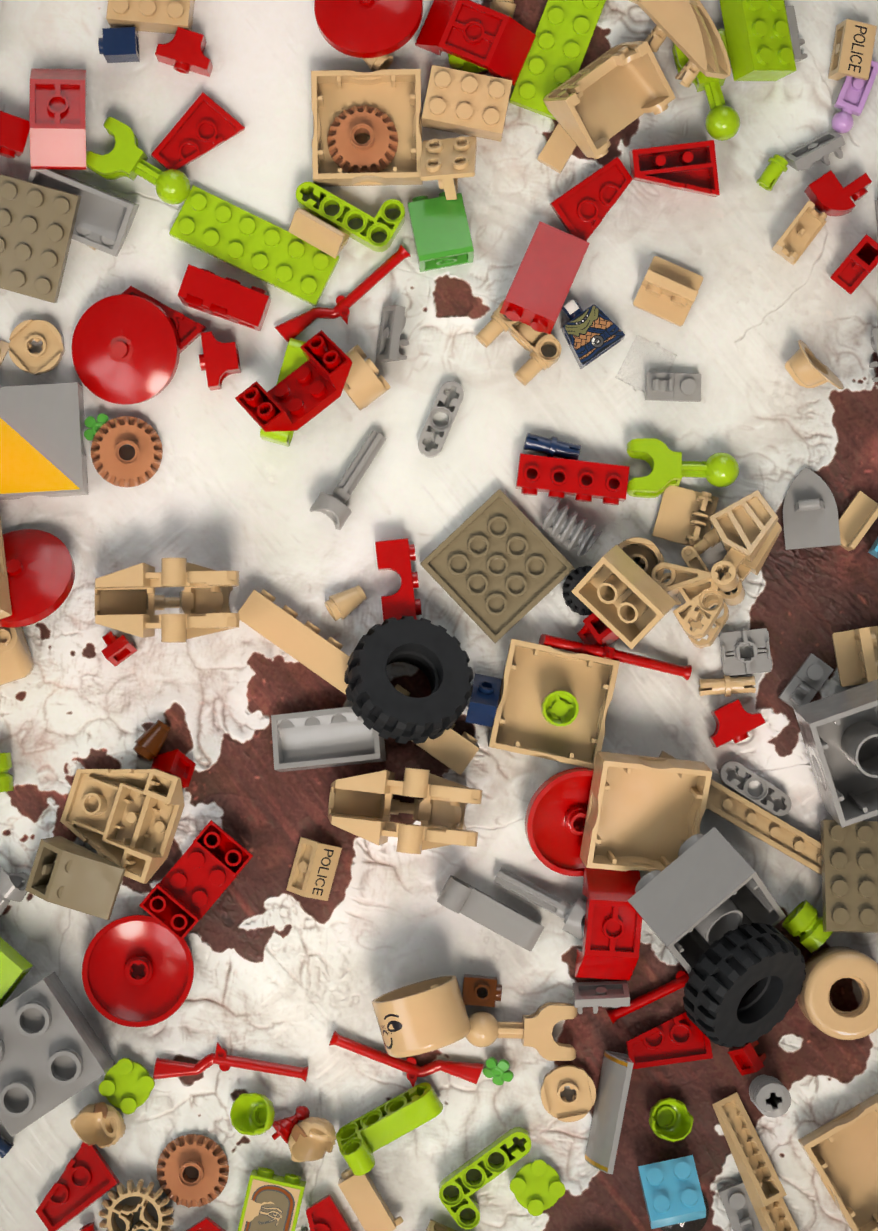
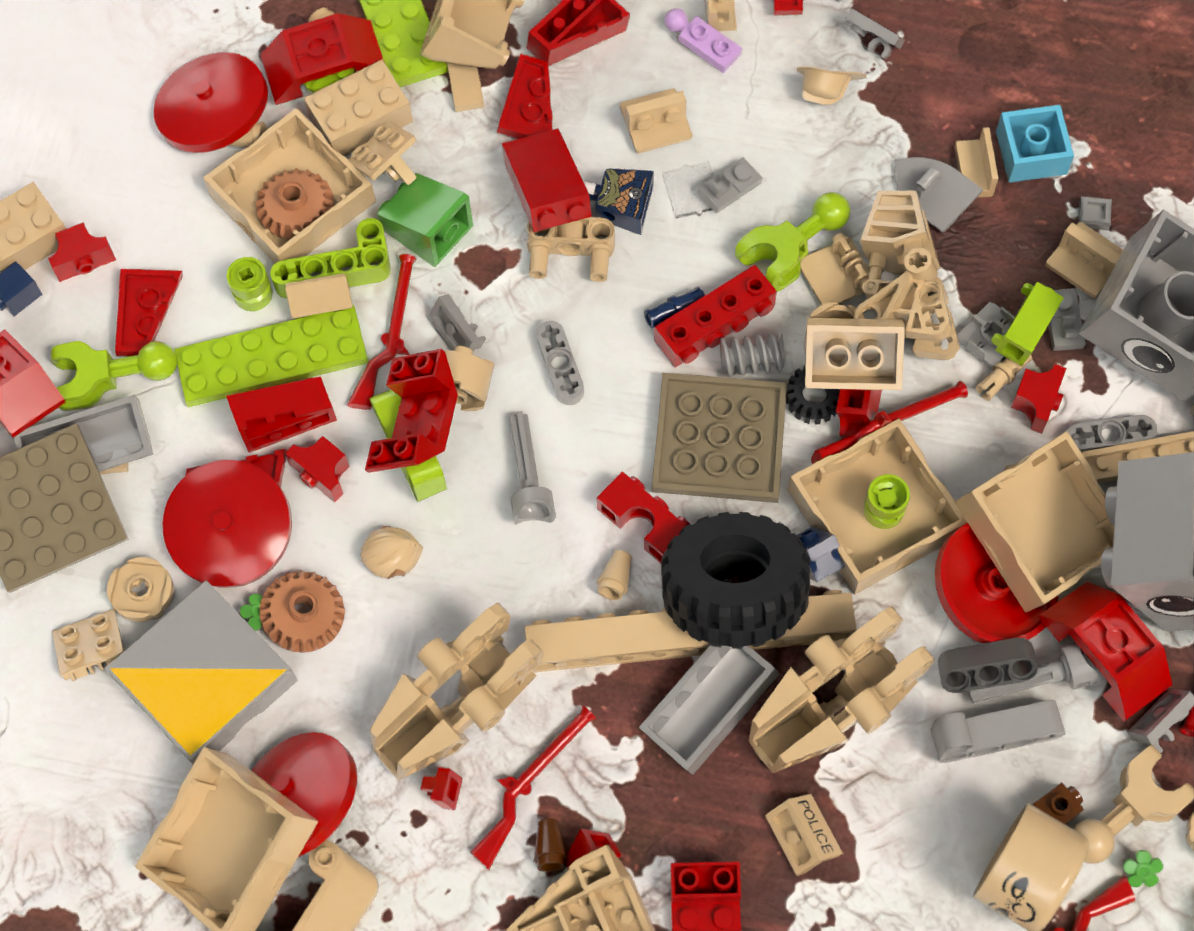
camera: 40 degrees left, 20 degrees down
(116, 708) = (490, 845): none -> red piece
(215, 460) = (390, 552): none -> tan hair
(279, 180) = (249, 284): none -> lime wheel
(521, 869) = (987, 665): none -> dark grey beam
(760, 254) = (703, 39): none -> lavender plate
(771, 670) = (1028, 323): none -> lime brick

